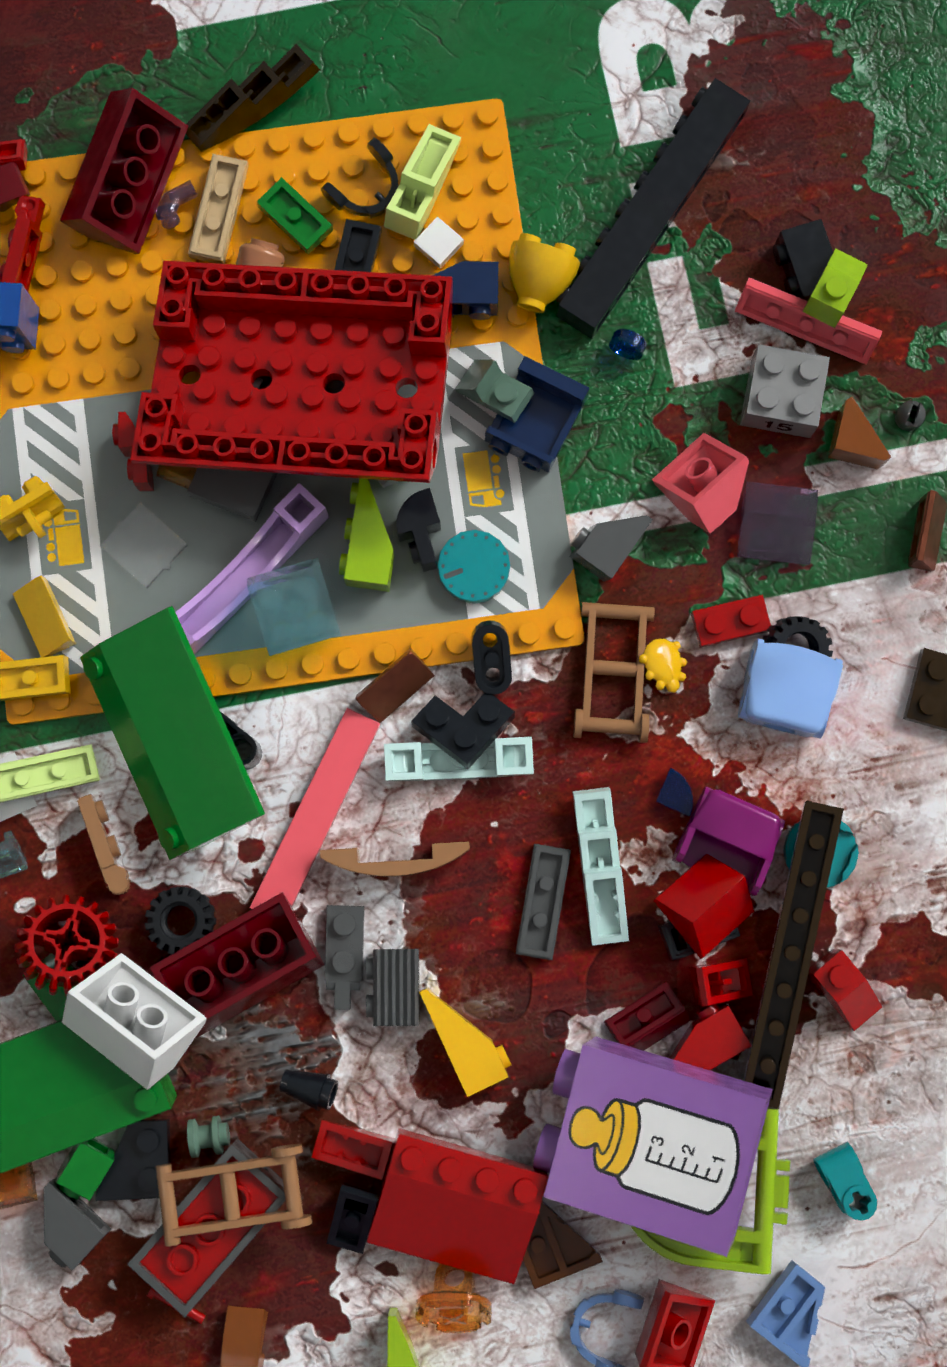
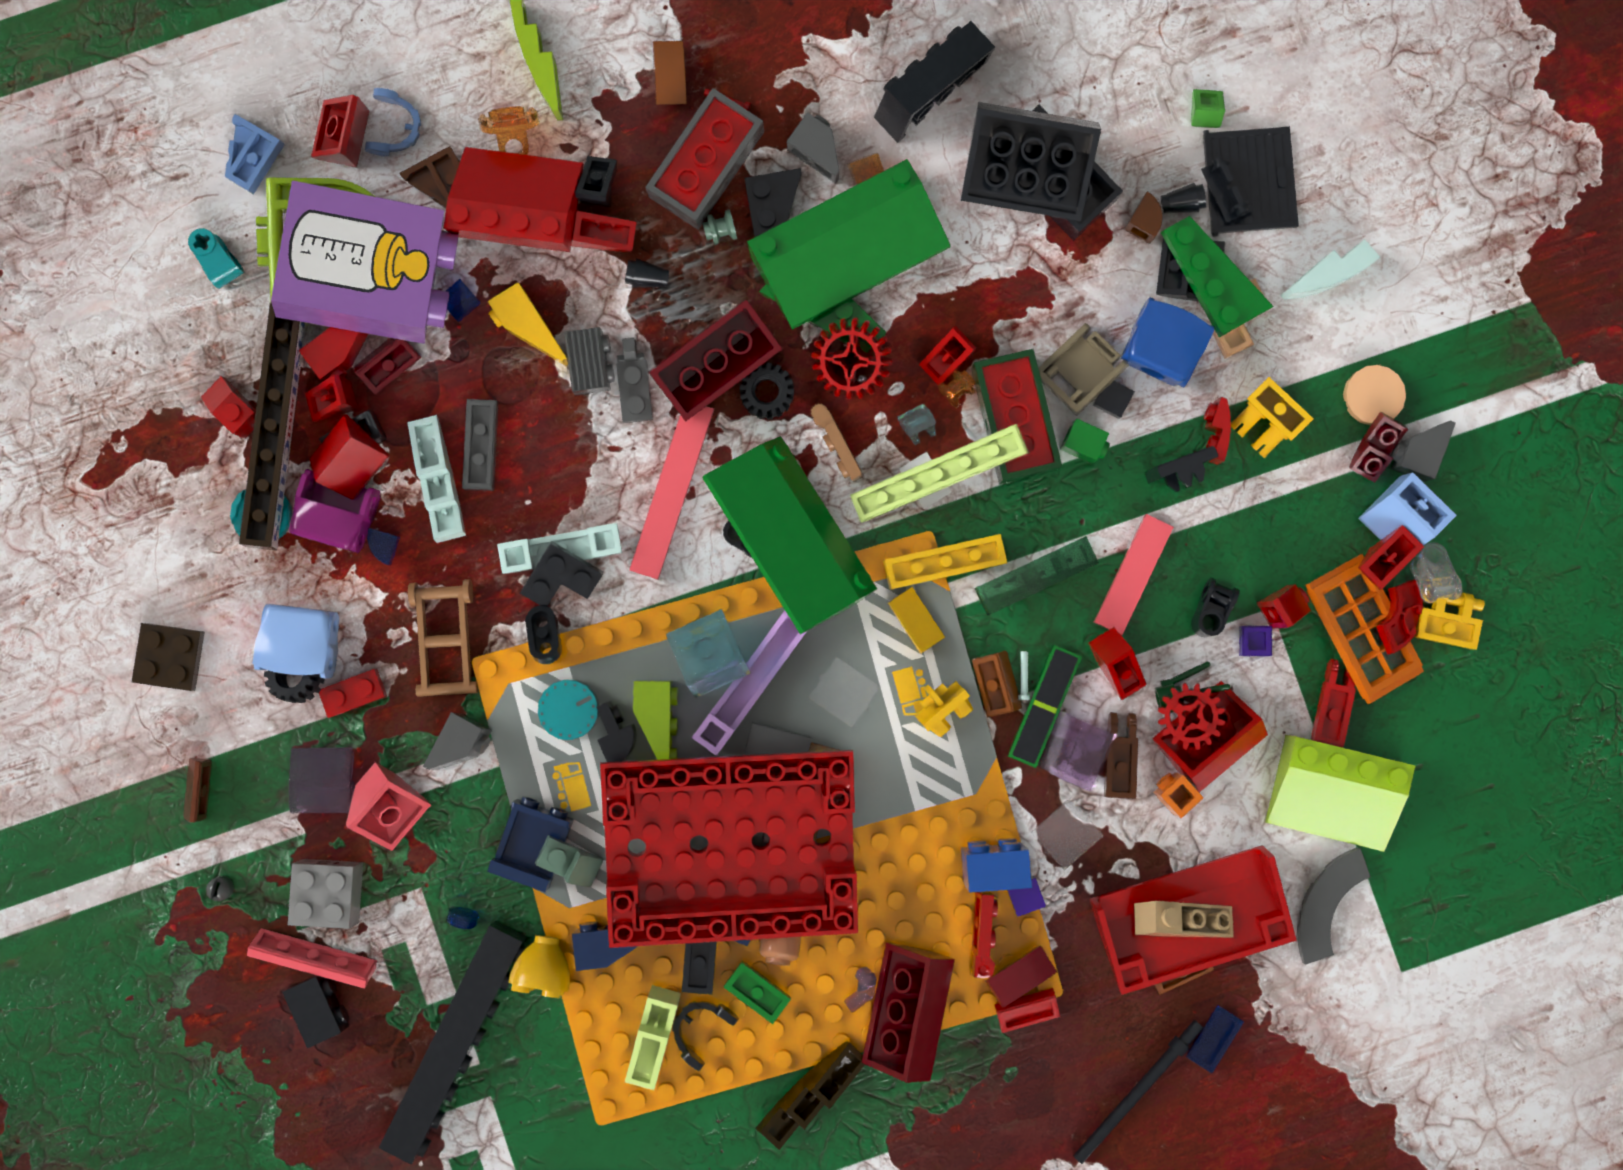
camera: 175 degrees right, 5 degrees up
(85, 1168) = (810, 188): green brick -> none
(123, 437) = (869, 780): red slope -> none
(132, 1020) = (785, 304): white slope -> none
(218, 209) = (824, 990): tan tile -> none
(289, 1218) = (640, 170): medium nougat piece -> none
(350, 860) = (564, 469): medium nougat slope -> none
(394, 686) = (621, 602): copper slope -> none
(438, 242) = (632, 985): white tile -> none
(541, 1088) = (461, 300): none -> clear blue tile
(664, 664) = (403, 649): yellow piece -> none
(835, 288) = (286, 986): lime slope -> none
(855, 439) = (263, 861): dark orange slope -> none

